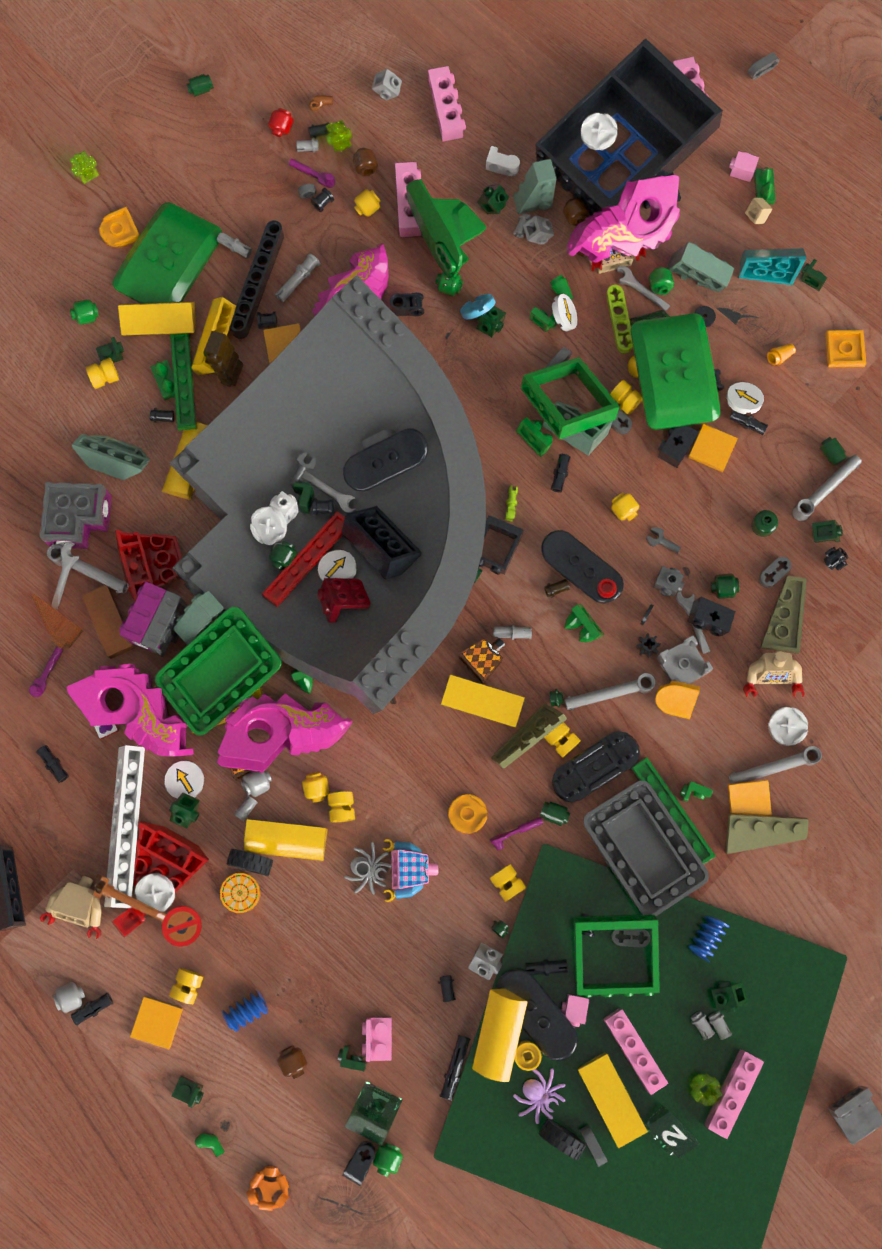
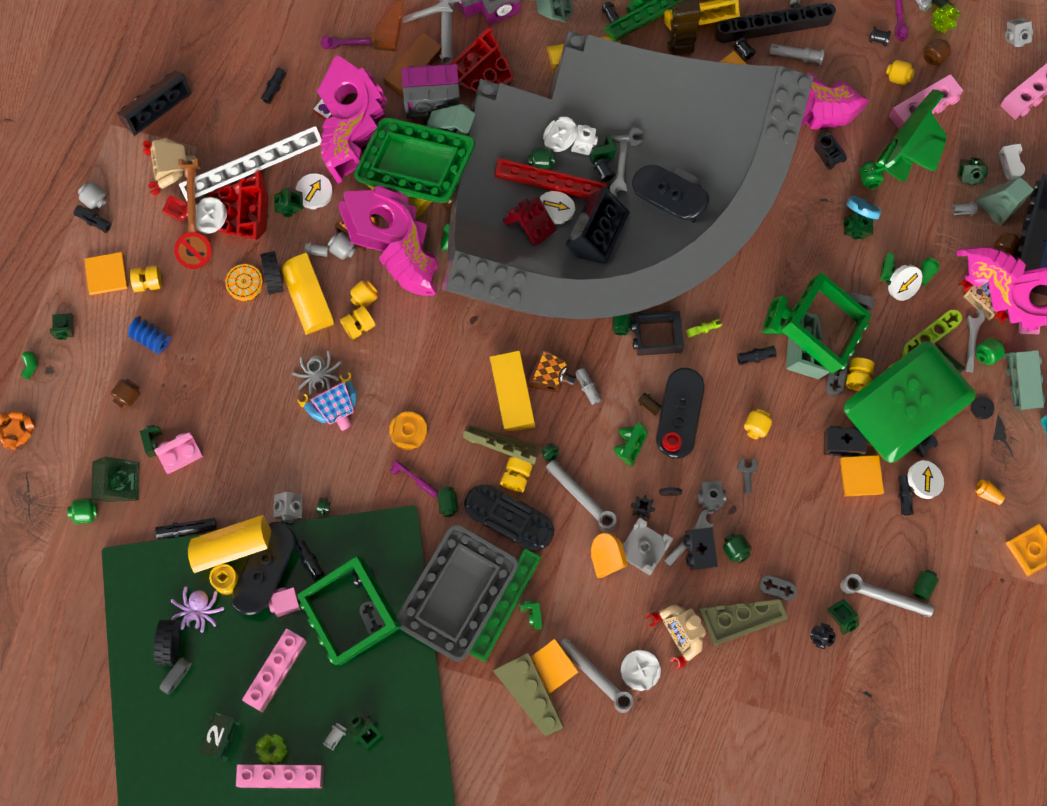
camera: 55 degrees right, 5 degrees down
(307, 191) = (879, 20): dark grey tile -> none
(359, 1165) = (66, 490): black piece -> none
(447, 988) = (249, 488): black pin -> none
(502, 877) = (366, 490): yellow wheel -> none
(538, 230) = (968, 222): light grey brick -> none
(612, 1100) = (222, 671): yellow brick -> none
(702, 1025) = (327, 720): light grey pin -> none
(708, 937) = (406, 686): blue piece -> none
(764, 523) = (812, 558): dark green head -> none

